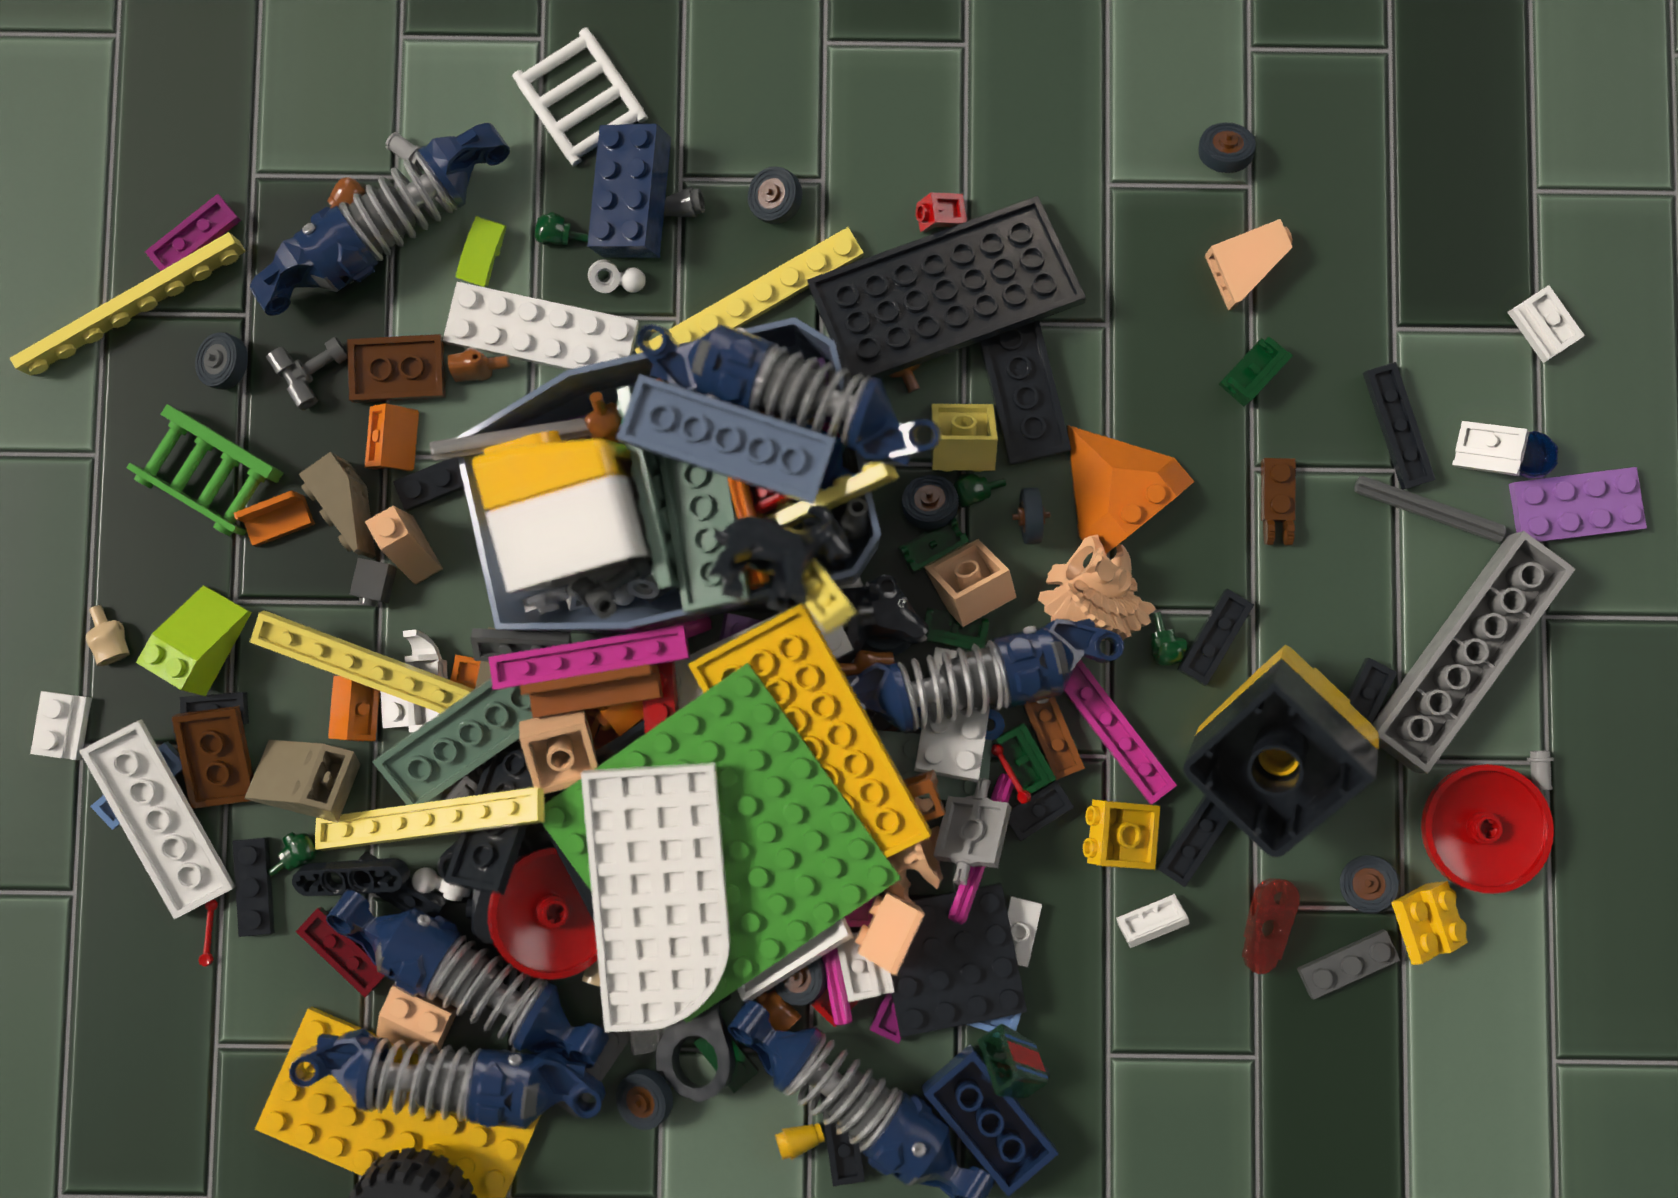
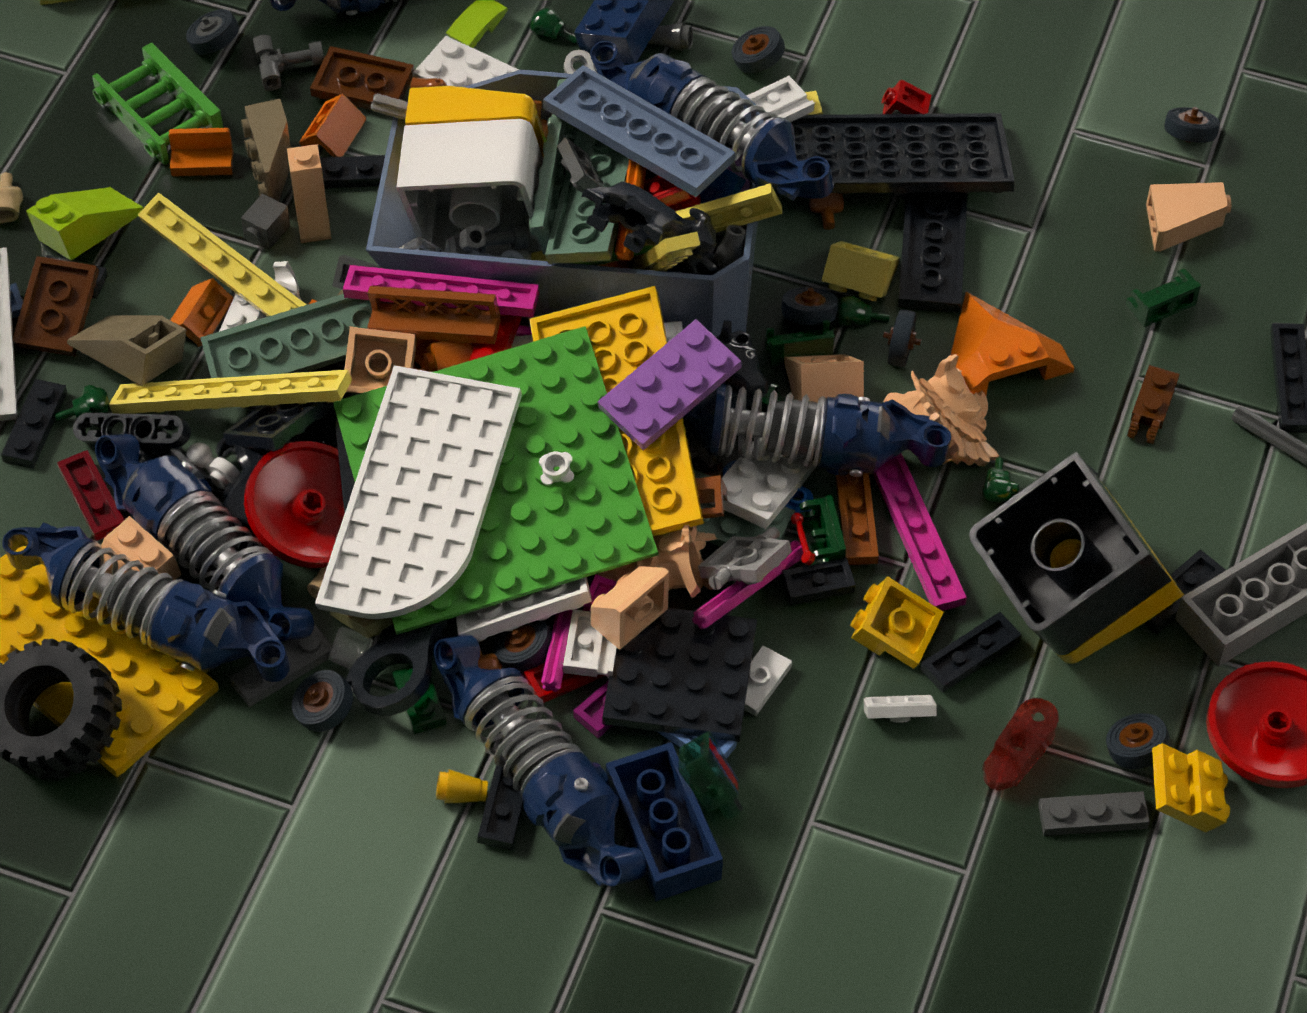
camera: 20 degrees right, 30 degrees down
(682, 498) = (579, 165): none -> dark grey plate
(774, 840) = (552, 460): none -> white plate
(820, 269) = (783, 99): none -> white plate
(855, 710) = (669, 384): none -> medium lavender plate

